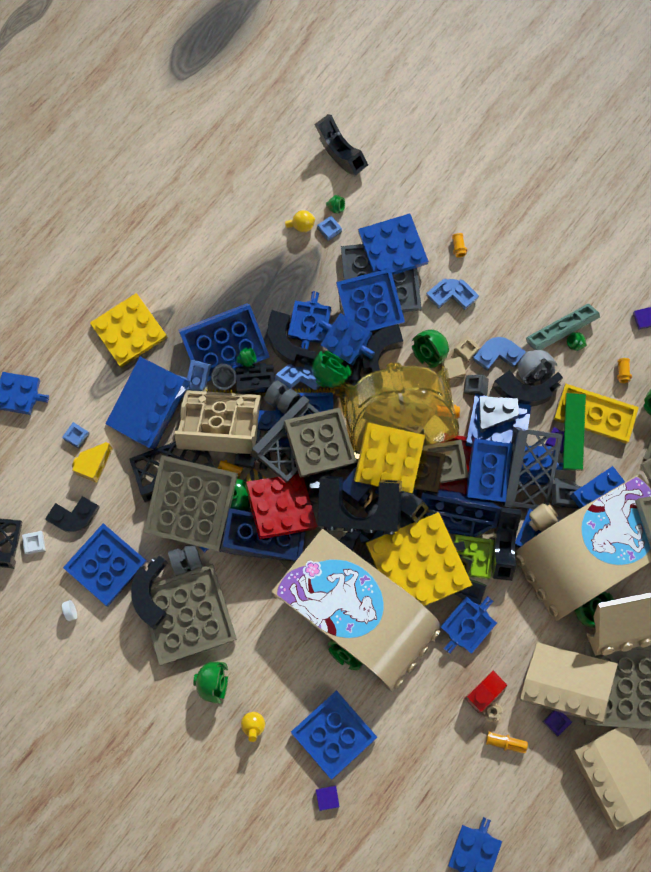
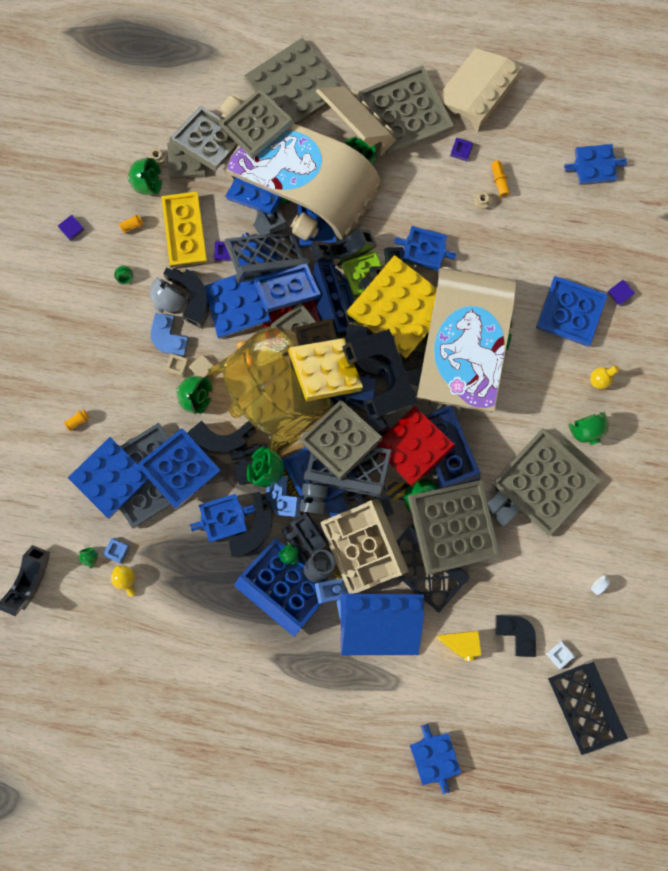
camera: 120 degrees left, 5 degrees up
(75, 435) = (443, 676): medium blue tile -> none
(105, 564) = (544, 577): blue plate -> none
(128, 330) = (317, 687): yellow plate -> none
(141, 592) = (562, 517): black arch -> none
(224, 465) = (400, 515): light orange pin -> none
(346, 339) = (226, 471): blue plate -> none
(455, 289) = (124, 404): medium blue plate -> none
(476, 385) = (208, 341): dark grey slope -> none
(485, 691) = (470, 210): red slope -> none
(496, 411) = (228, 308): wing -> none
(563, 327) = (115, 291): sand green plate -> none
(569, 682) = (429, 148): tan piece -> none
(574, 431) = (211, 237): green tile -> none

